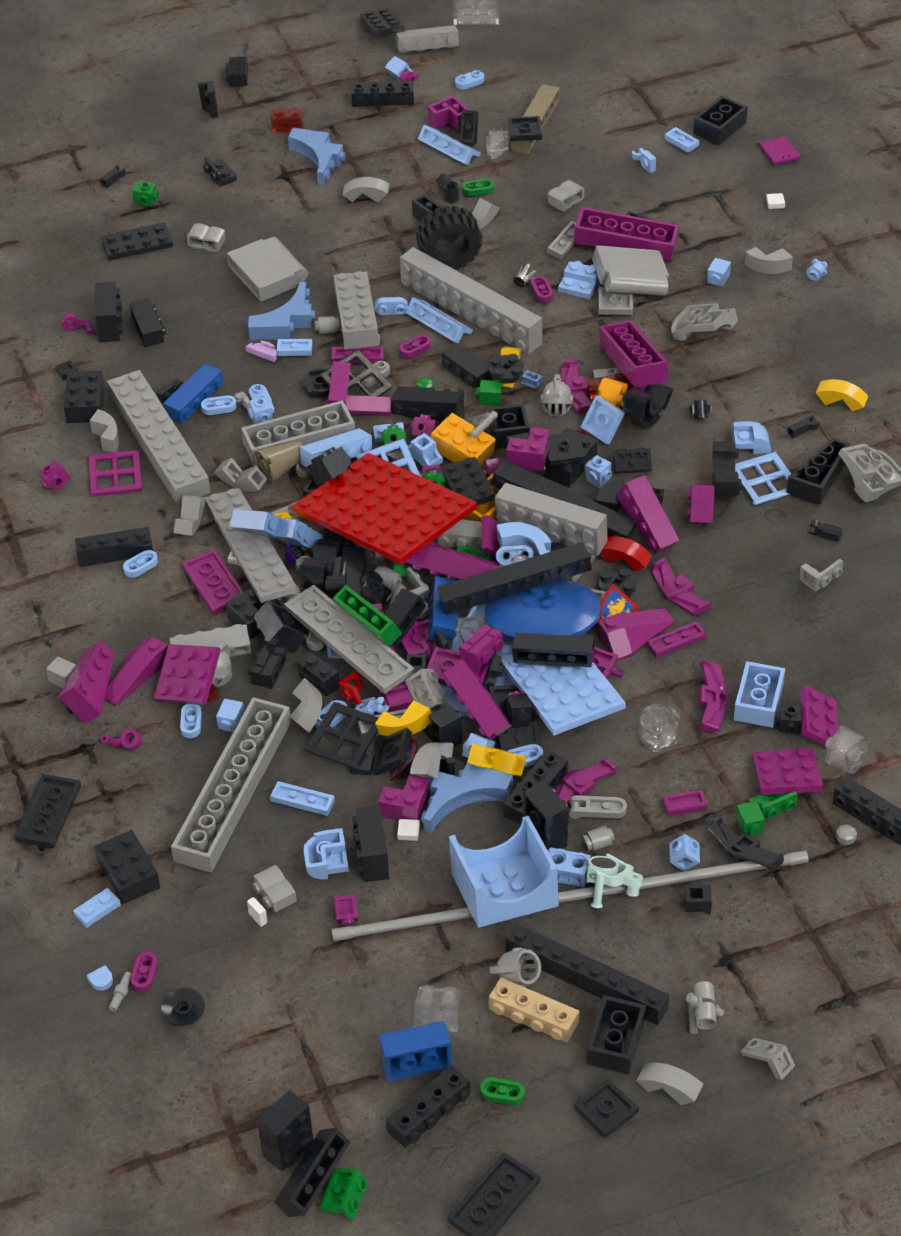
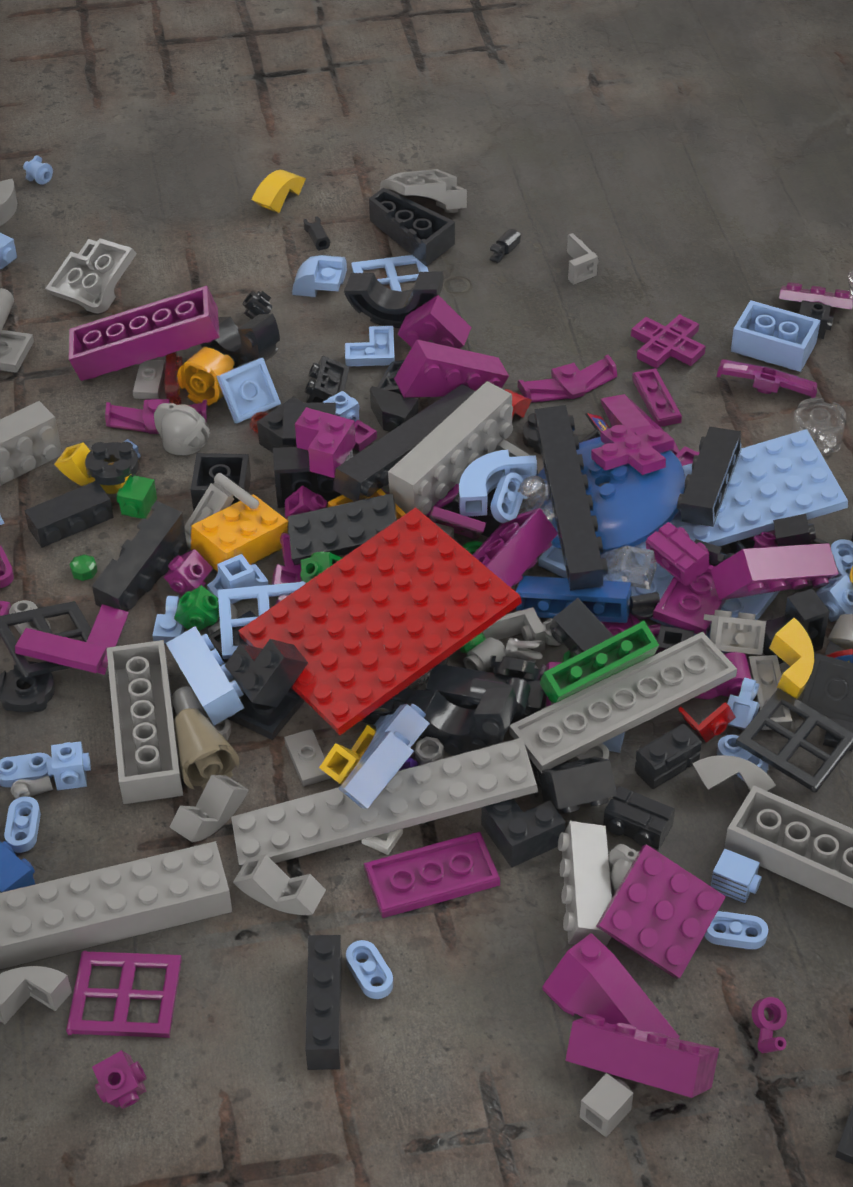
camera: 80 degrees left, 0 degrees up
(570, 606) = (625, 447): none -> magenta plate
(582, 485) = (363, 435): none -> magenta plate
(675, 481) = (373, 353): none -> light blue plate
(740, 637) = (667, 341): none -> magenta plate

